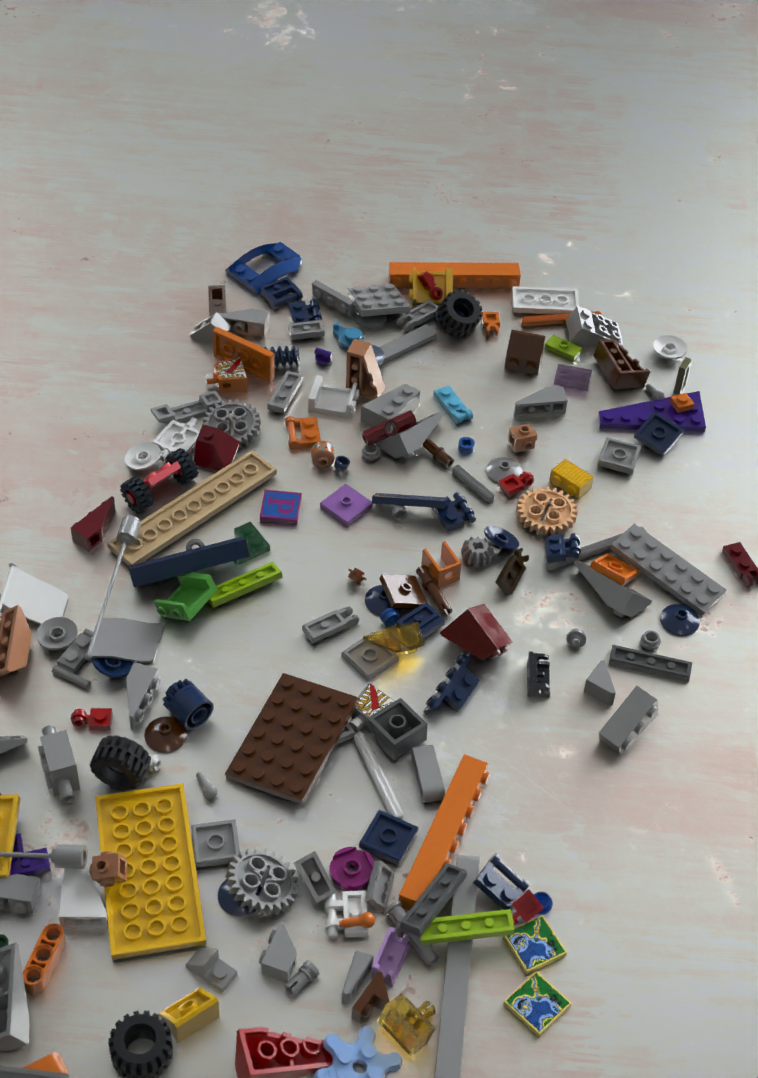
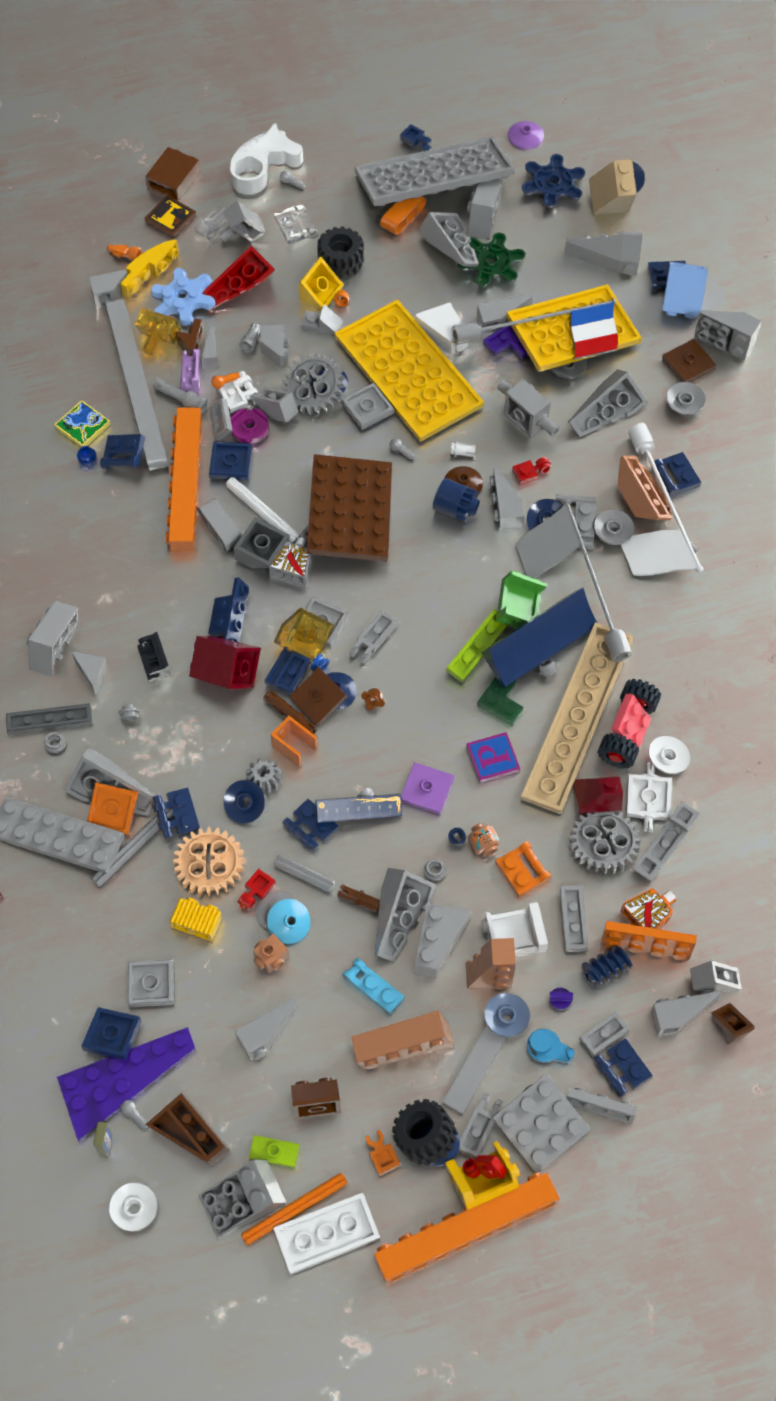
camera: 160 degrees right, 15 degrees up
(44, 969) = (444, 280): orange beam -> none
(93, 527) = (658, 649): dark red slope -> none
(108, 868) = (432, 339): nougat brick -> none
(120, 762) = (477, 421): black tyre -> none
(171, 989) = (344, 298): none -> orange hinge
(280, 288) = (679, 1093): dark blue plate -> none
(288, 263) = (732, 1105): blue wedge -> none
(379, 431) = (423, 887): dark red piece -> none
(433, 900) = (169, 405): dark grey tile -> none
(448, 363) = (403, 1040): none -> nougat wedge
(466, 445) = (336, 932): blue bush -> none
(469, 927) = (136, 395): lime plate -> none
(499, 455) = (278, 923): none -> medium azure dish
(512, 572) = (218, 765): dark brown plate -> none
(526, 906) = (97, 437): red plate -> none
(537, 1004) = (66, 384): tile -> none
(572, 377) = (244, 1096): clear purple plate -> none
(680, 620) = (35, 792): dark blue dish -> none
(681, 402) = (94, 1095): orange plate -> none

